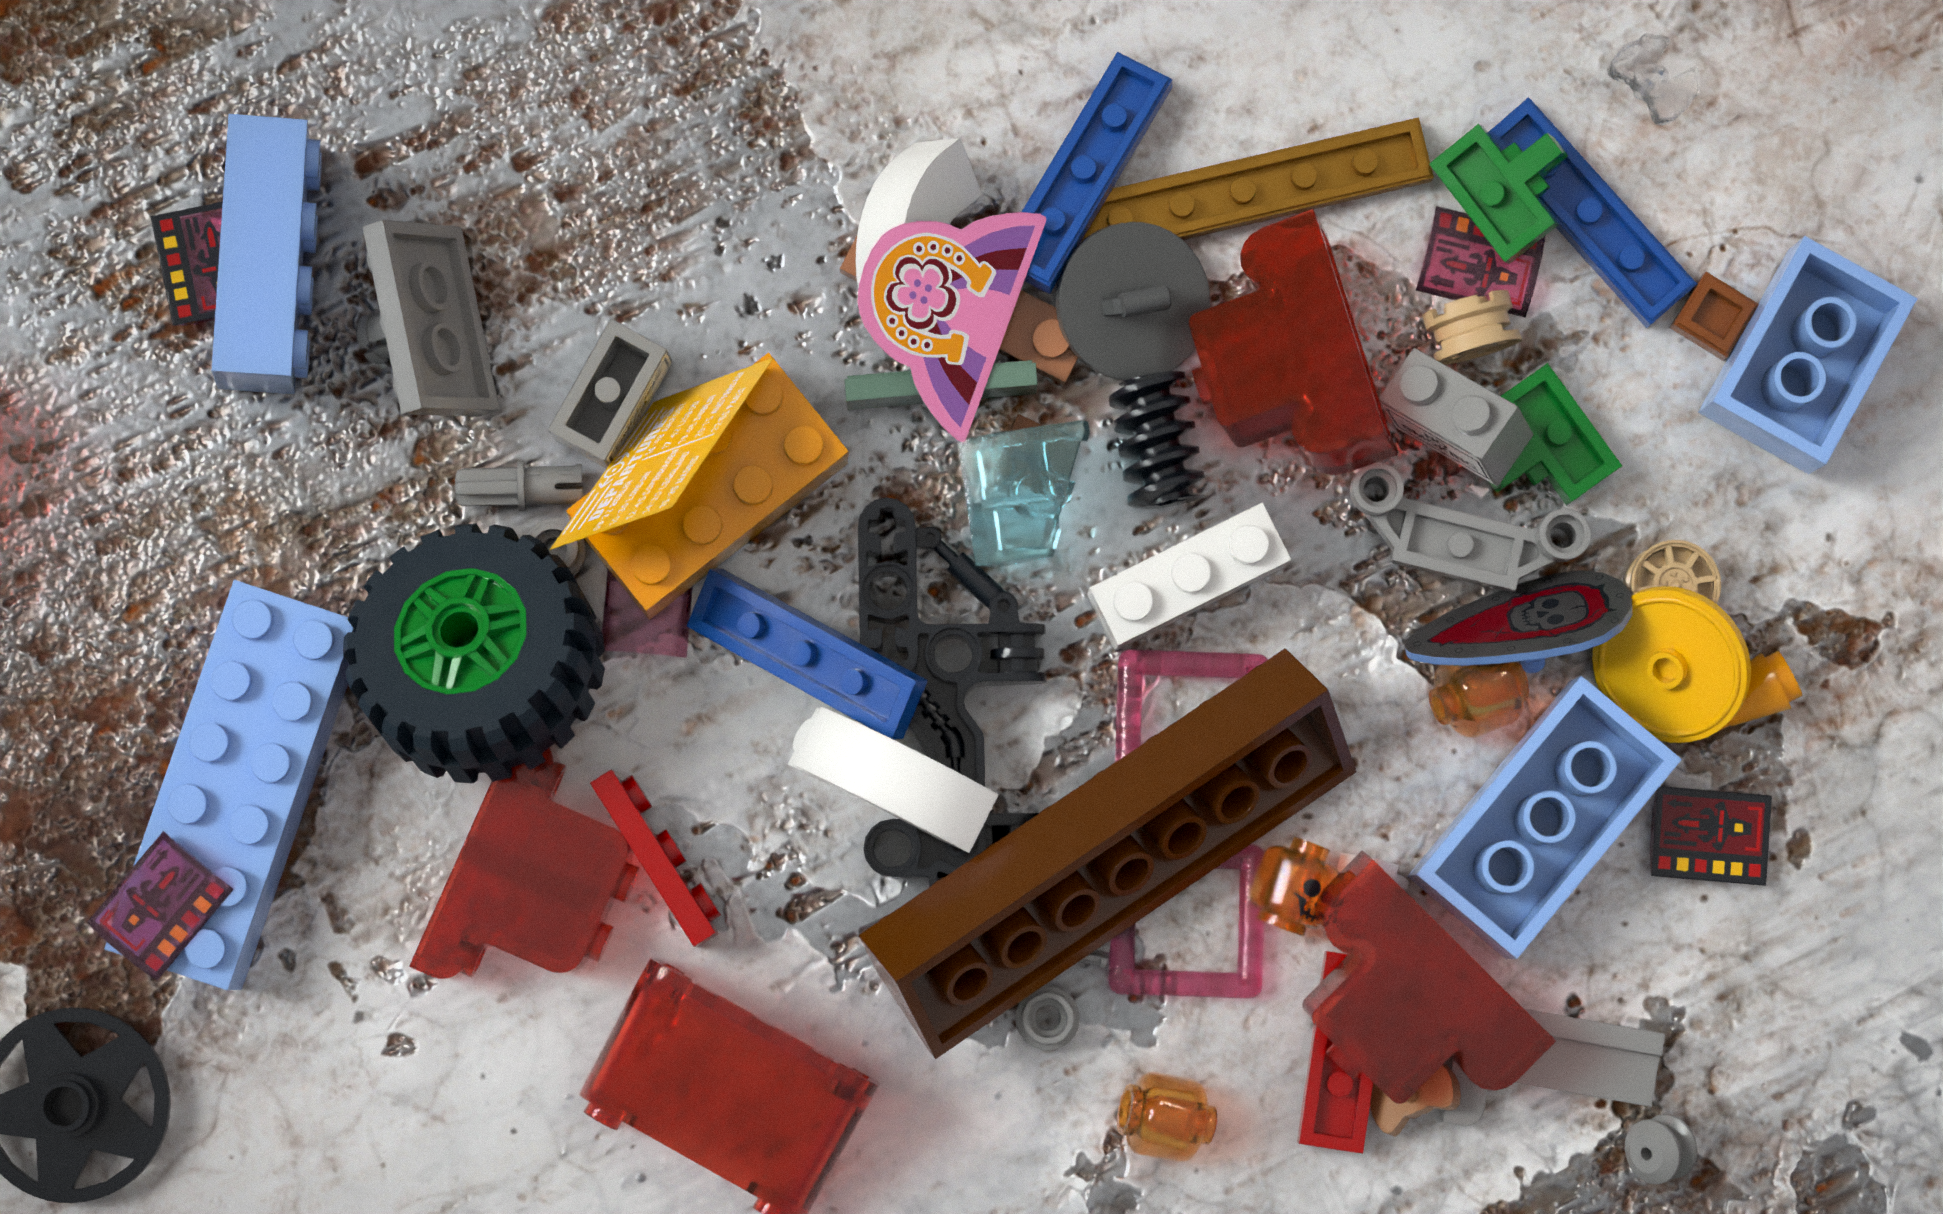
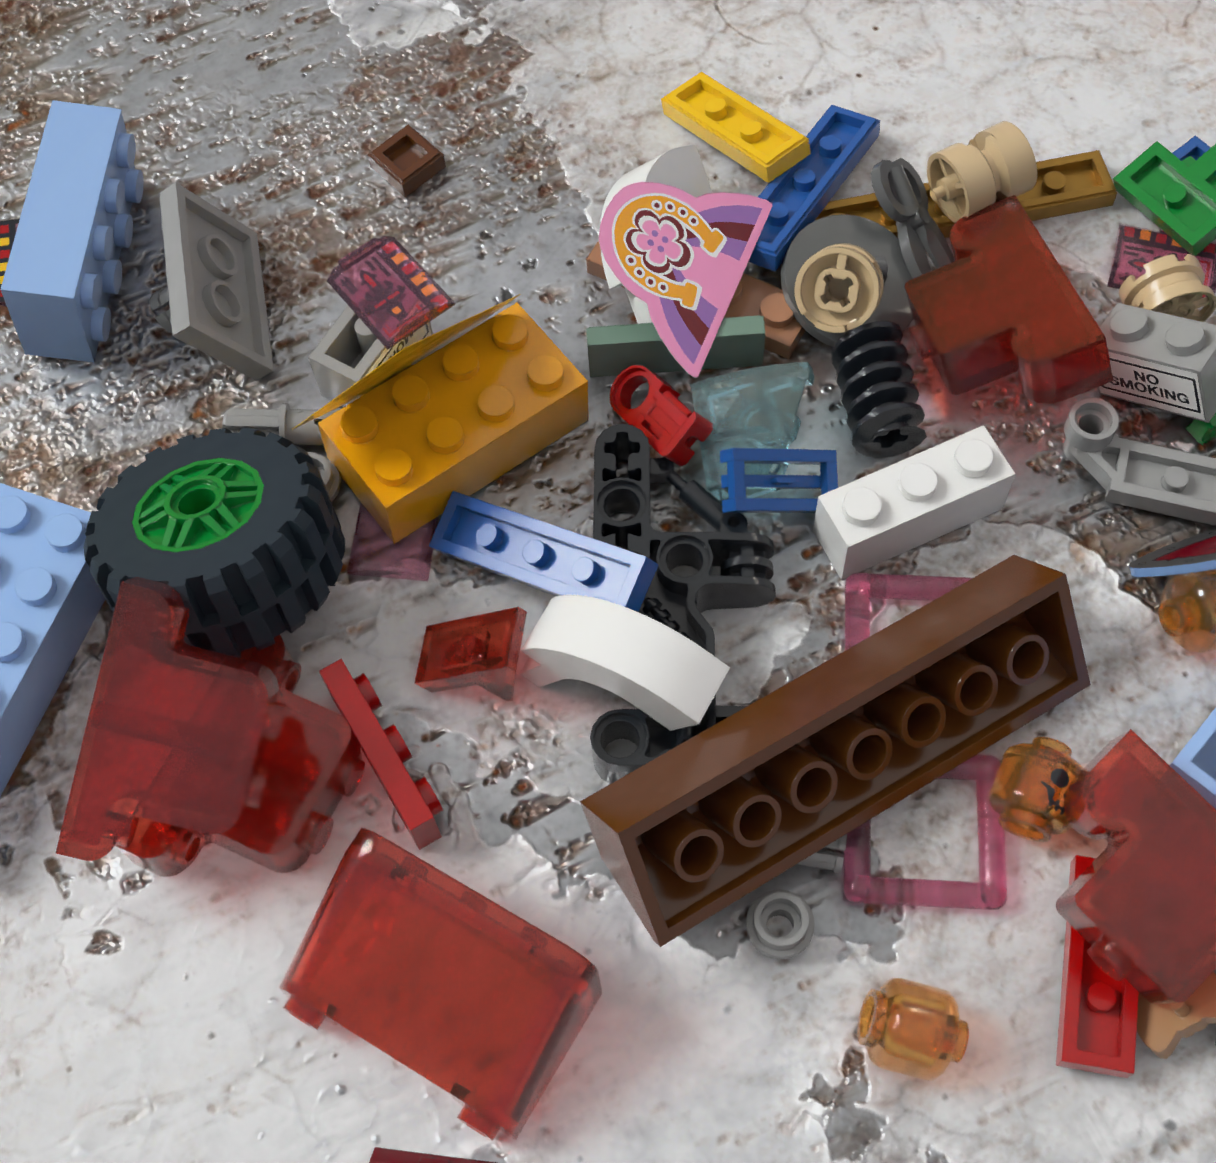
camera: 10 degrees right, 20 degrees down
(464, 875) = (168, 730): none -> clear red brick
(626, 124) = (406, 160): none -> reddish brown tile
(630, 346) = (388, 289): none -> clear pink piece
(740, 753) = (473, 652): none -> clear red slope
(925, 479) = (661, 417): none -> red piece
(1005, 89) = (736, 127): none -> yellow tile
(1007, 565) = (737, 481): none -> blue tile
(1116, 337) = (839, 287): none -> tan wheel
(1206, 234) = (906, 202): none -> dark grey piece
(1286, 170) = (987, 169): none -> tan wheel

